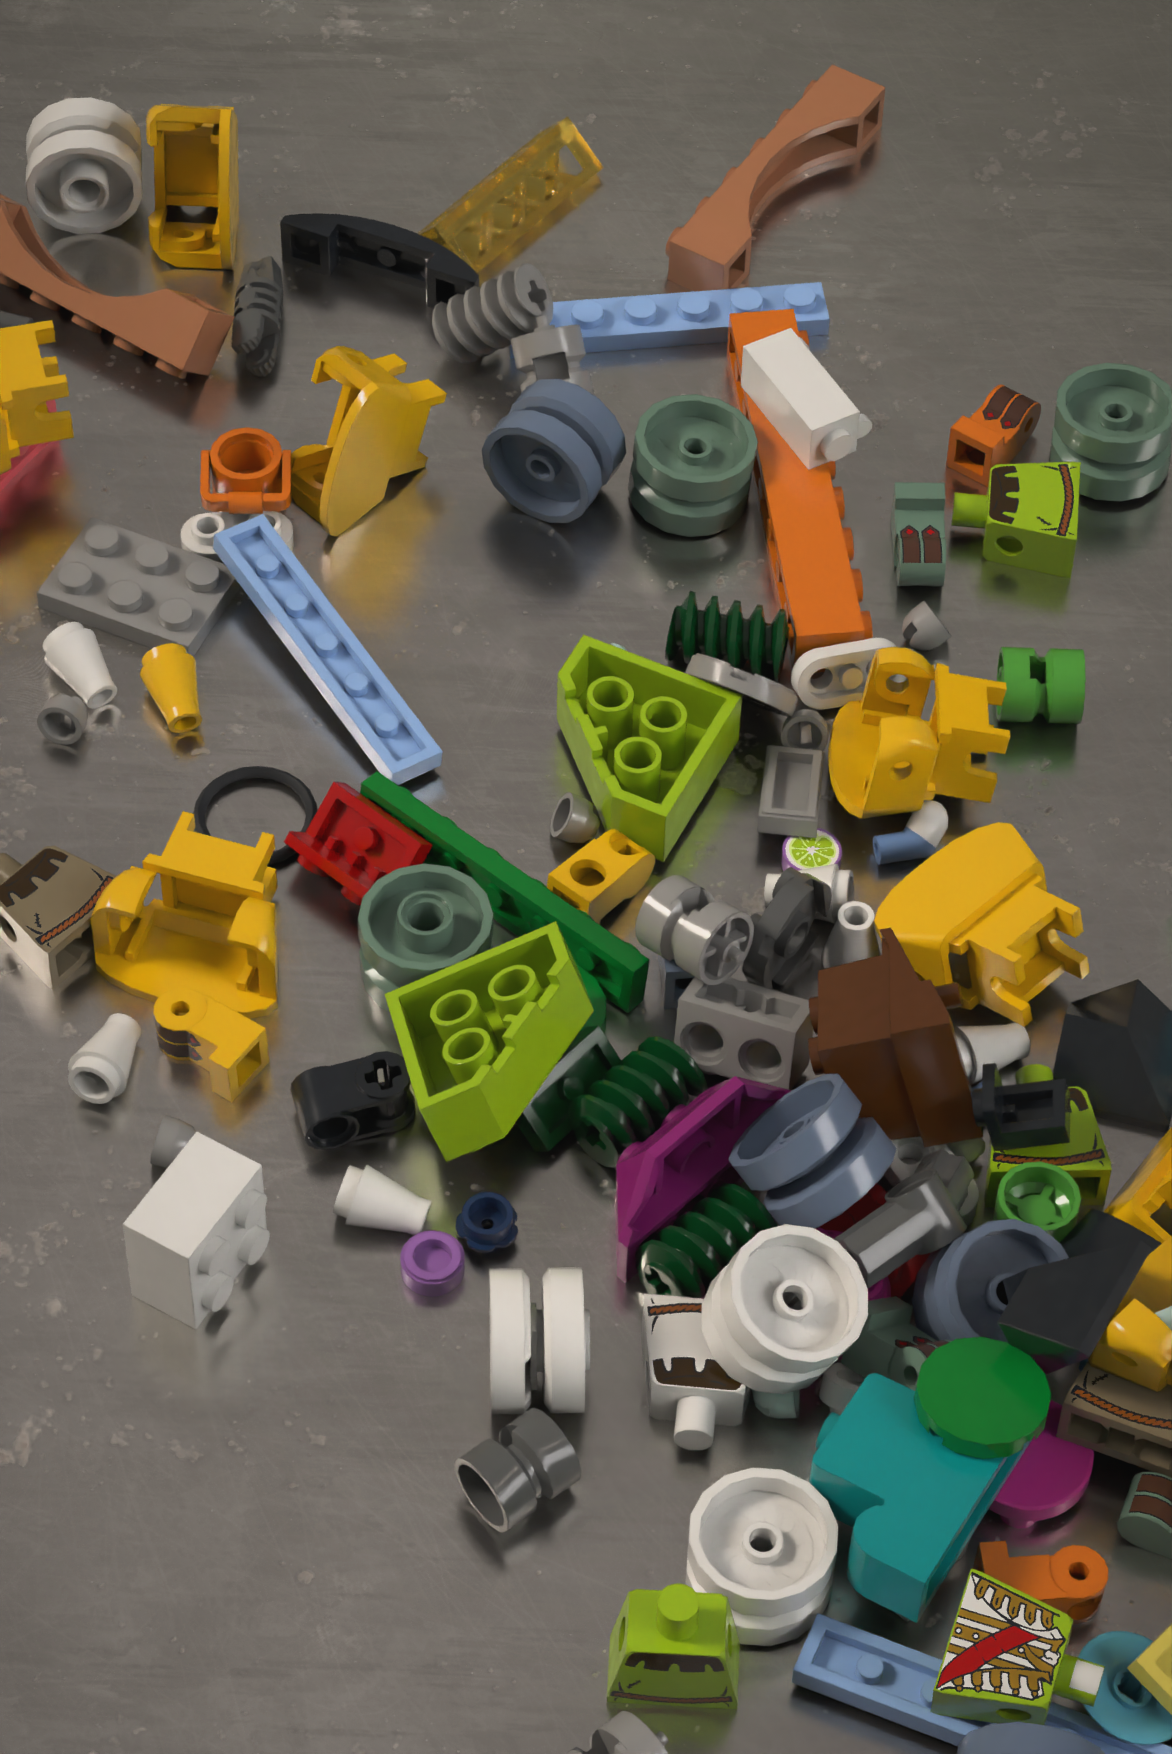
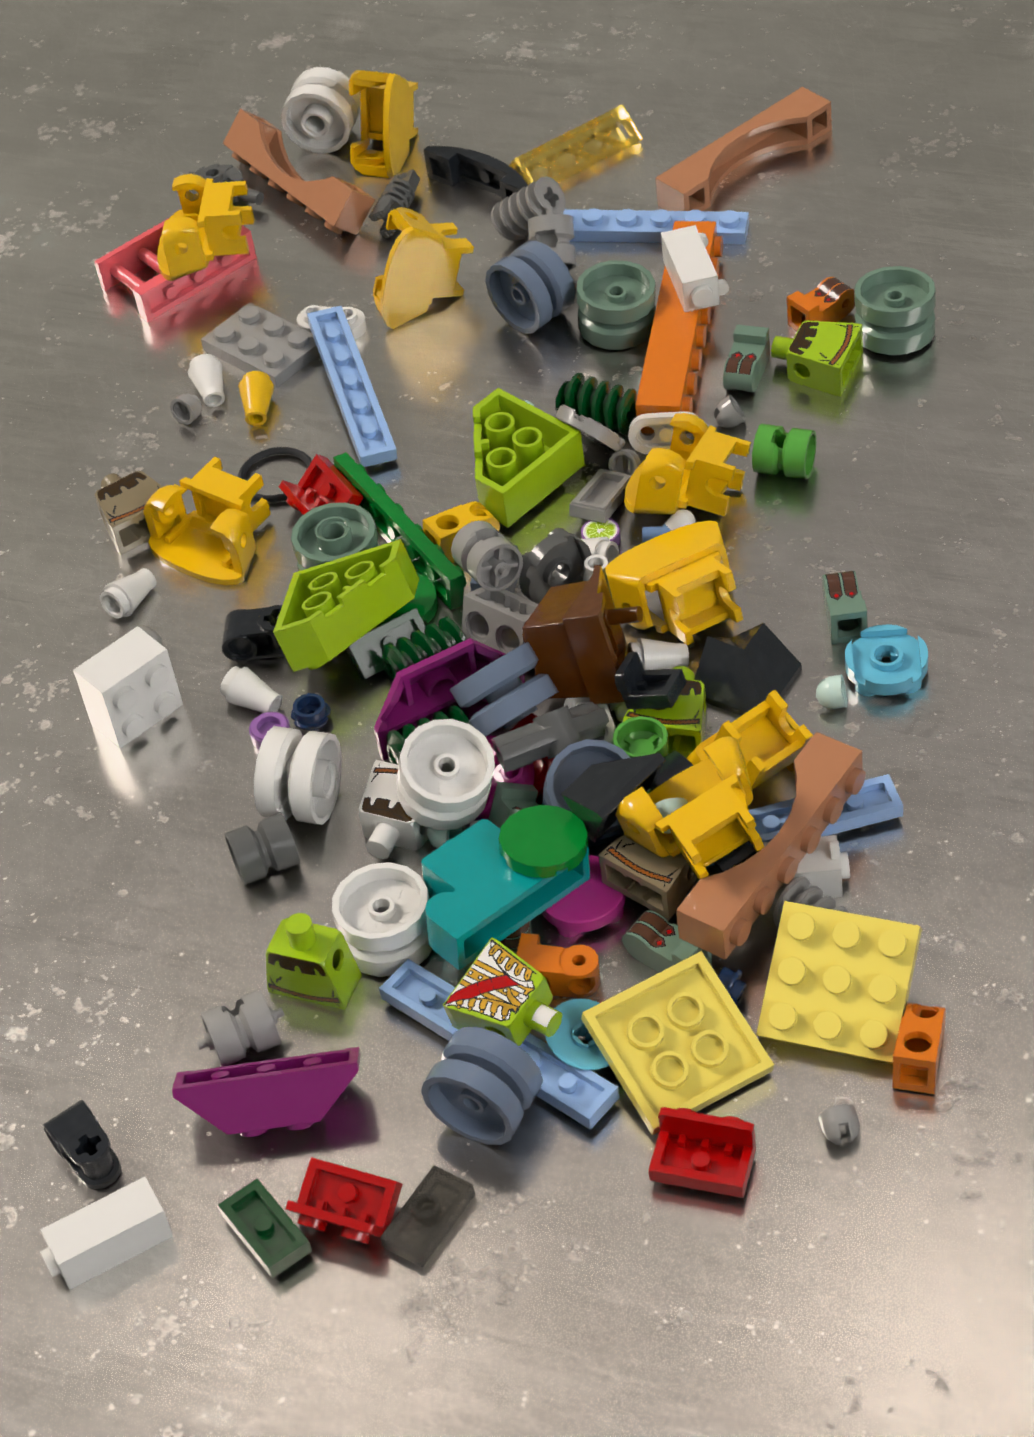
camera: 25 degrees right, 5 degrees down
(211, 1036) = (194, 589): yellow leg -> none
(246, 473) = (345, 284): orange piece -> none
(574, 819) = (462, 494): light grey hinge -> none

